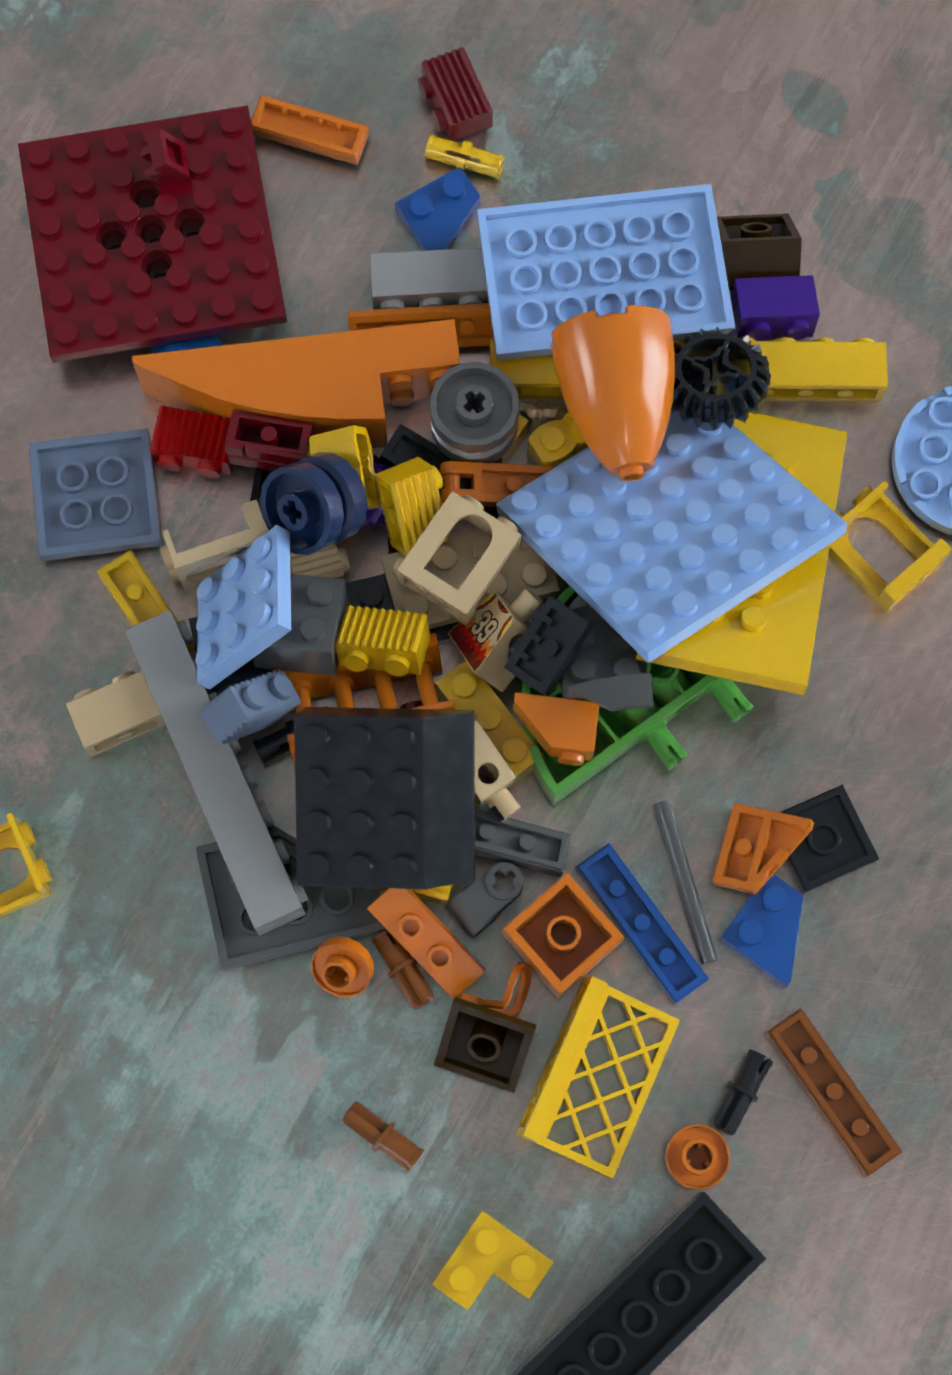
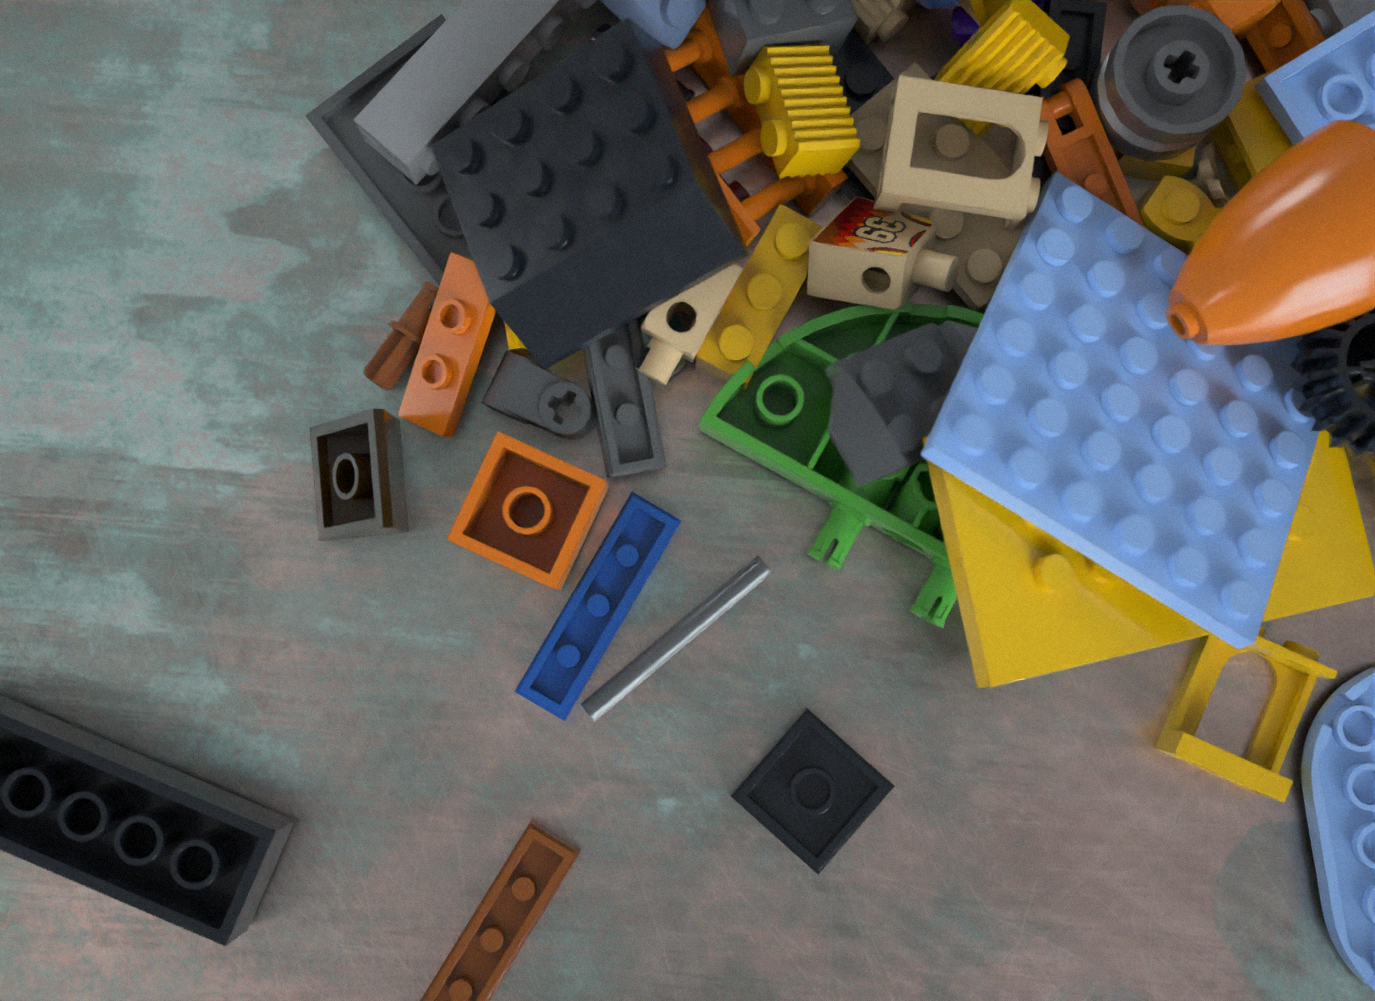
camera: 60 degrees right, 10 degrees up
(342, 966) = (373, 259): orange plate -> none
(382, 1136) = (193, 404): dark orange axle -> none
(487, 1251) = (117, 602): yellow plate -> none
(521, 996) = (405, 449): orange piece -> none
(548, 645) = (887, 315): black bracket -> none
(560, 725) = (791, 385): orange slope -> none
(564, 1060) = (378, 585): yellow fence -> none
(697, 1157) = (330, 802): orange plate -> none
(742, 1092) = (438, 823): black axle -> none
(757, 846) = (760, 710): orange wing -> none
(768, 929) = (664, 768): blue wing -> none

